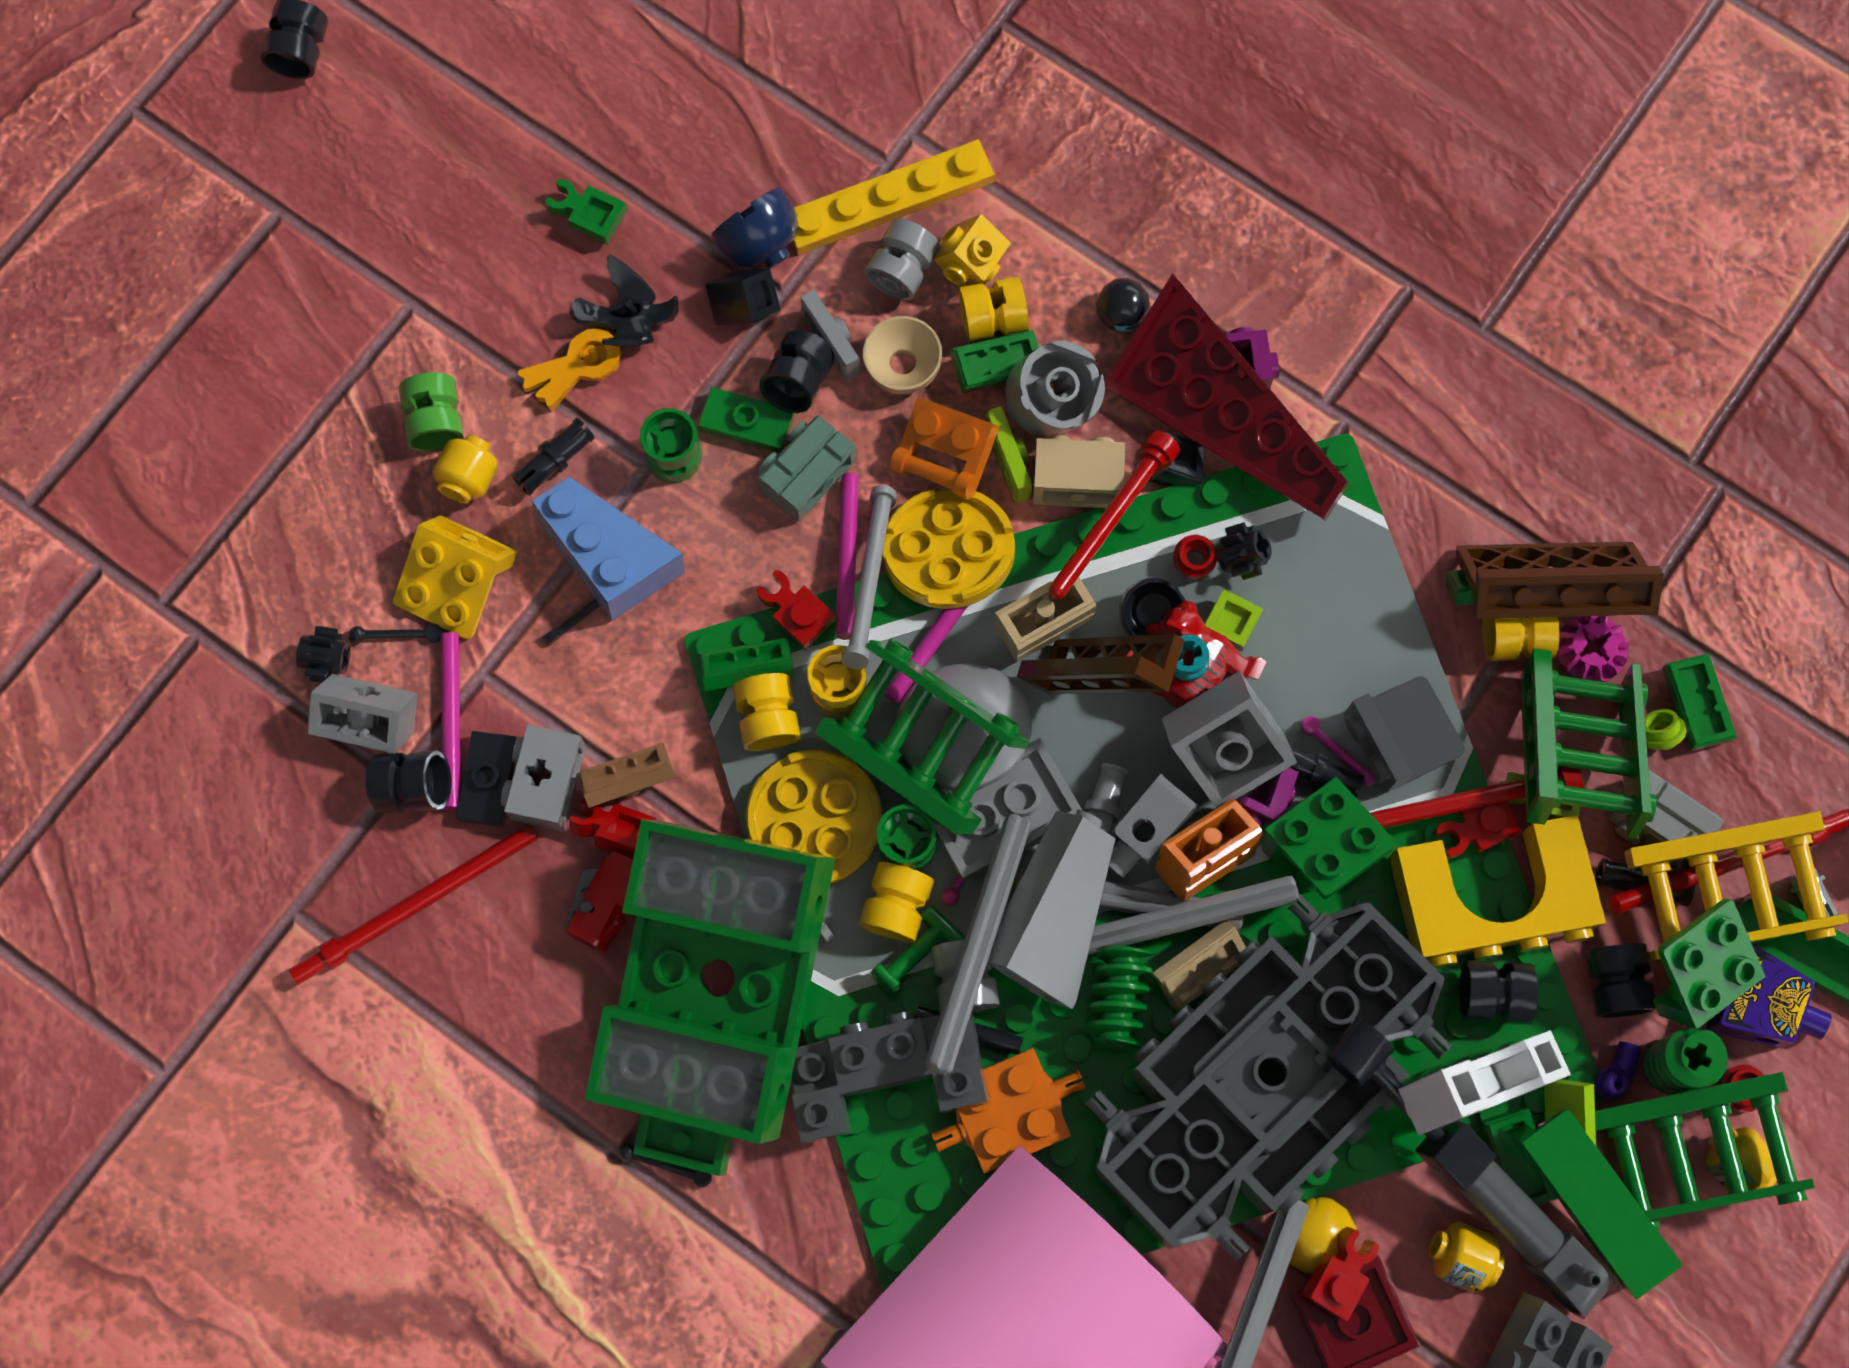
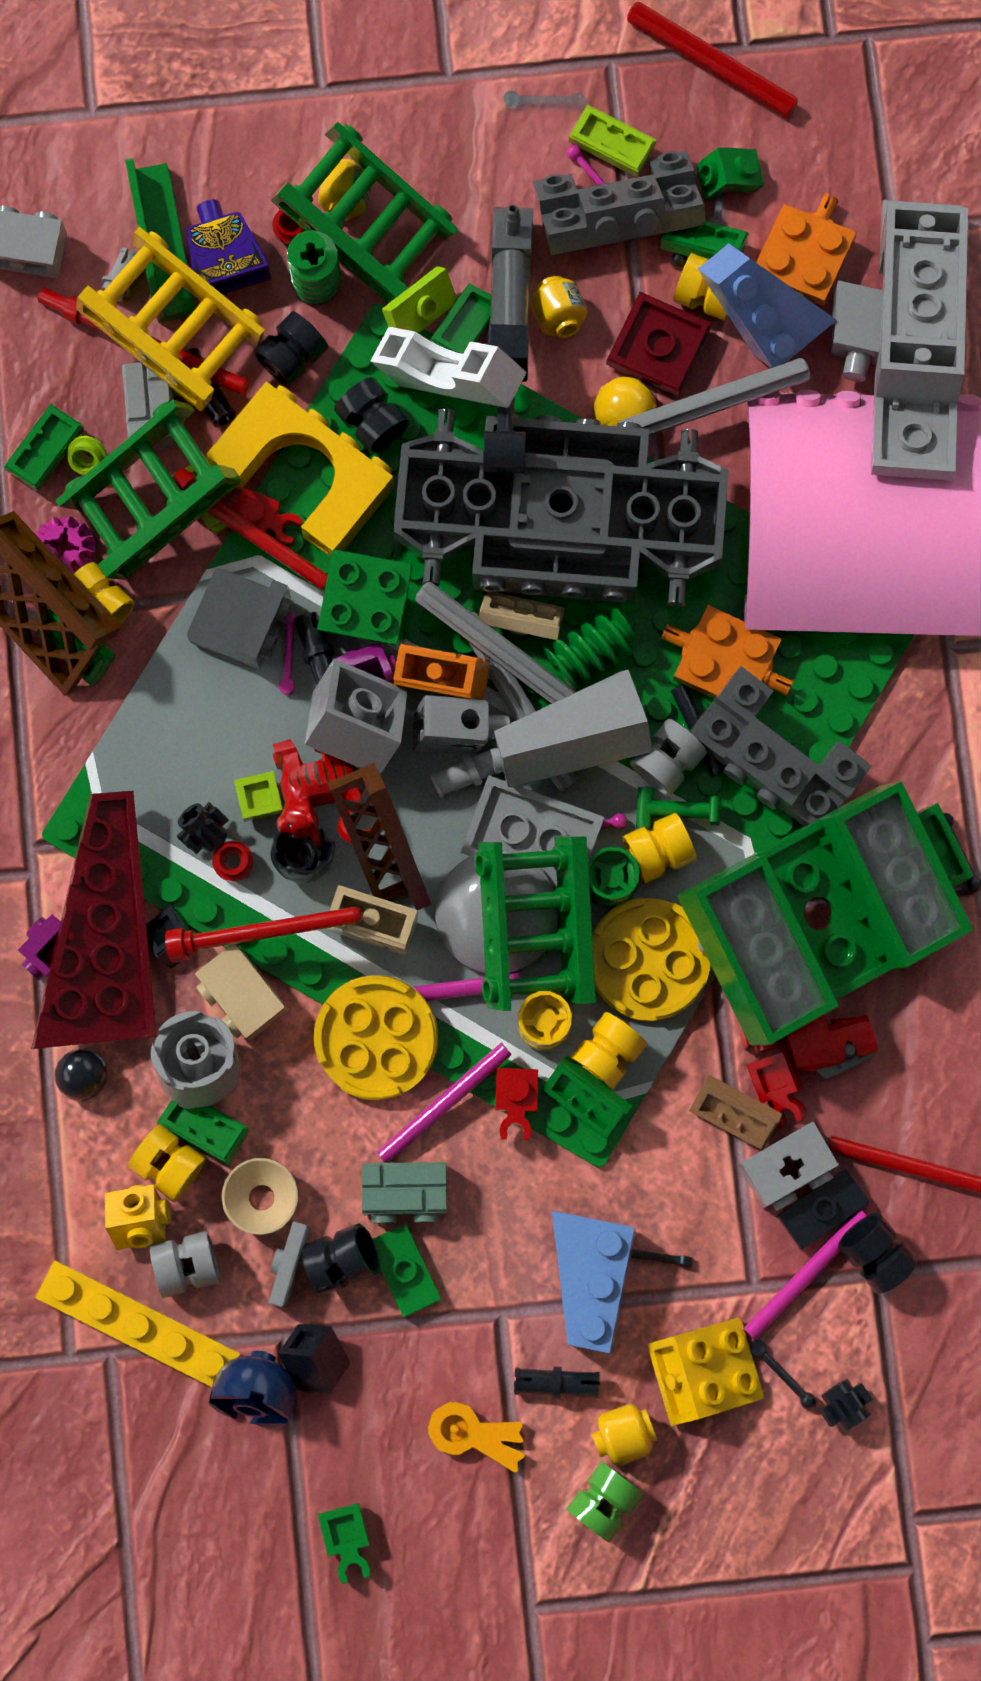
camera: 130 degrees left, 5 degrees up
(362, 713) = (861, 1332): light grey brick -> none
(634, 312) = (400, 1429): black animal -> none
(671, 445) = (475, 1299): green wheel -> none
(856, 654) = (520, 1013): light grey bar -> none
(951, 434) = (292, 1106): orange plate -> none
(977, 945) = (643, 758): light grey axle -> none
(1011, 457) = (268, 1054): lime plate -> none
(1201, 663) = (322, 775): teal bush -> none
(1337, 1280) = (647, 366): red plate -> none
(1598, 1203) = (455, 250): green panel -> none
(1618, 1076) = (359, 305): dark purple arm -> none
(1707, 966) = (246, 290): green bracket -> none

